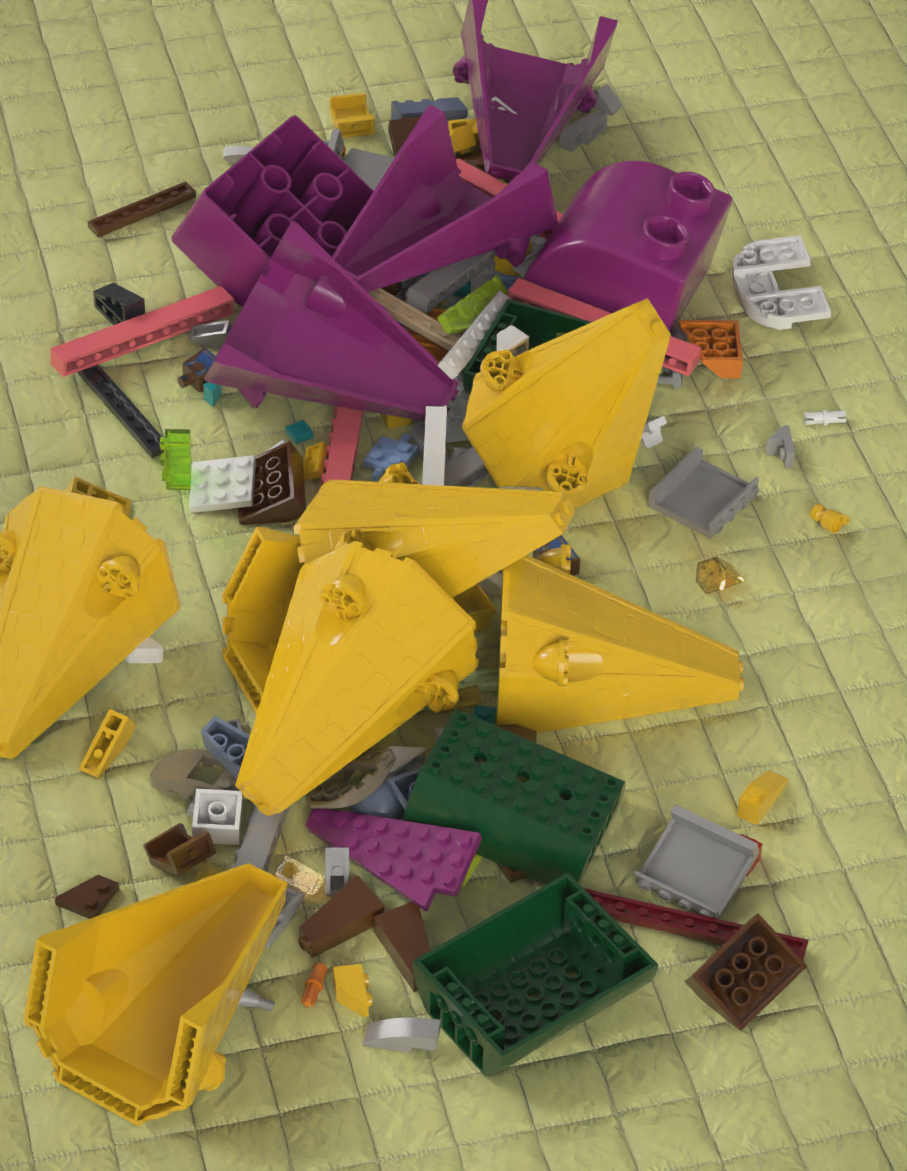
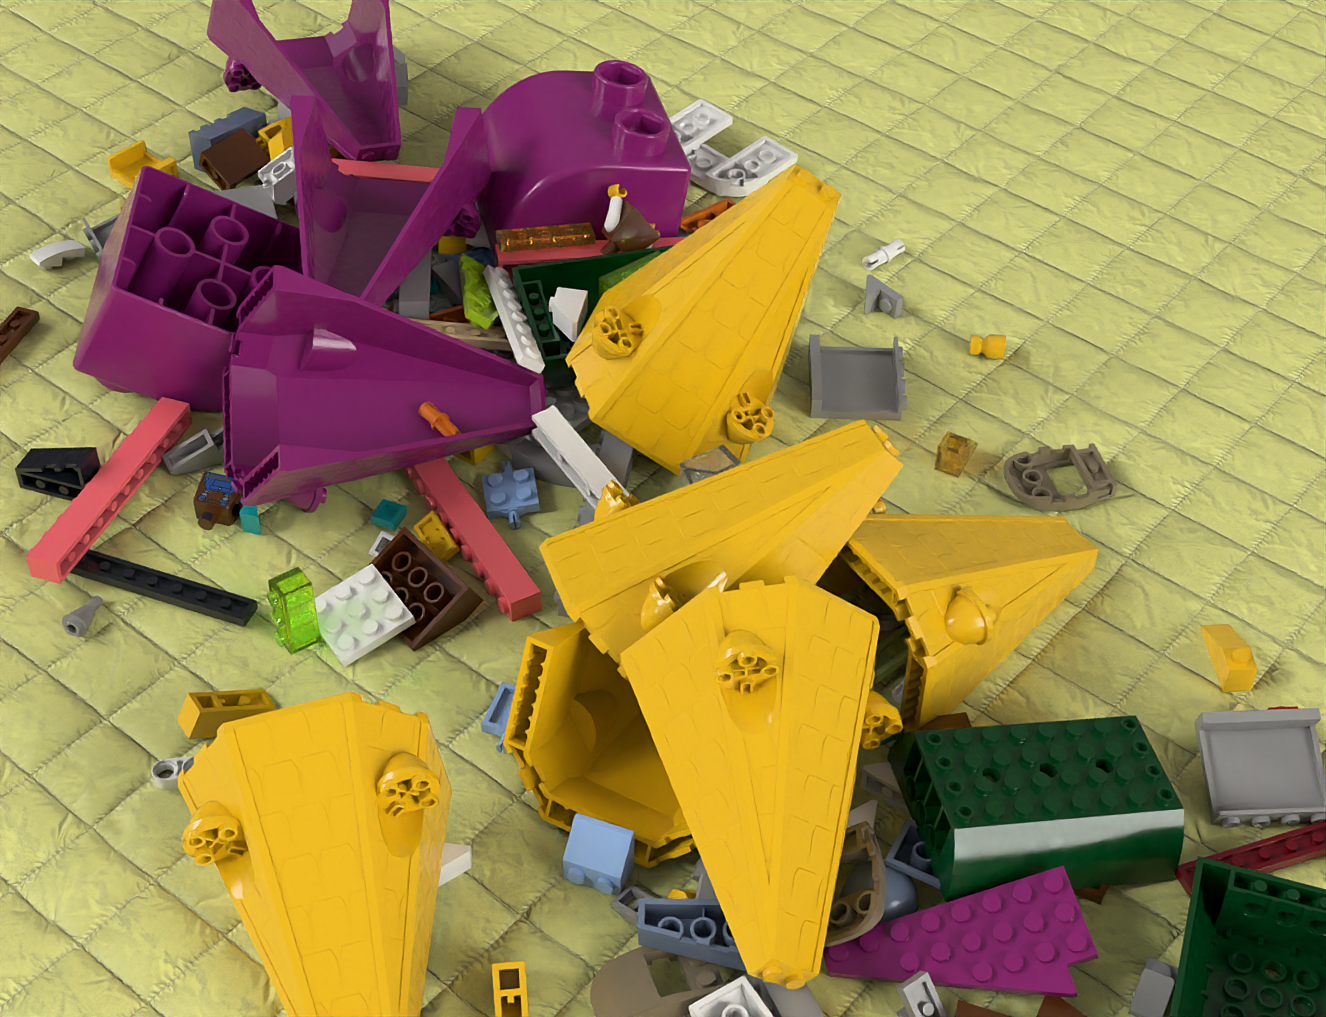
camera: 35 degrees left, 0 degrees up
(59, 405) = (79, 620): none -> light grey cone
(230, 691) = (599, 855): none -> light blue slope
(369, 381) = (438, 420): none -> orange axle
(555, 288) = (545, 237): none -> clear yellow plate
(607, 298) = (626, 226): none -> reddish brown torso
(754, 619) = (1033, 486): none -> dark tan slope

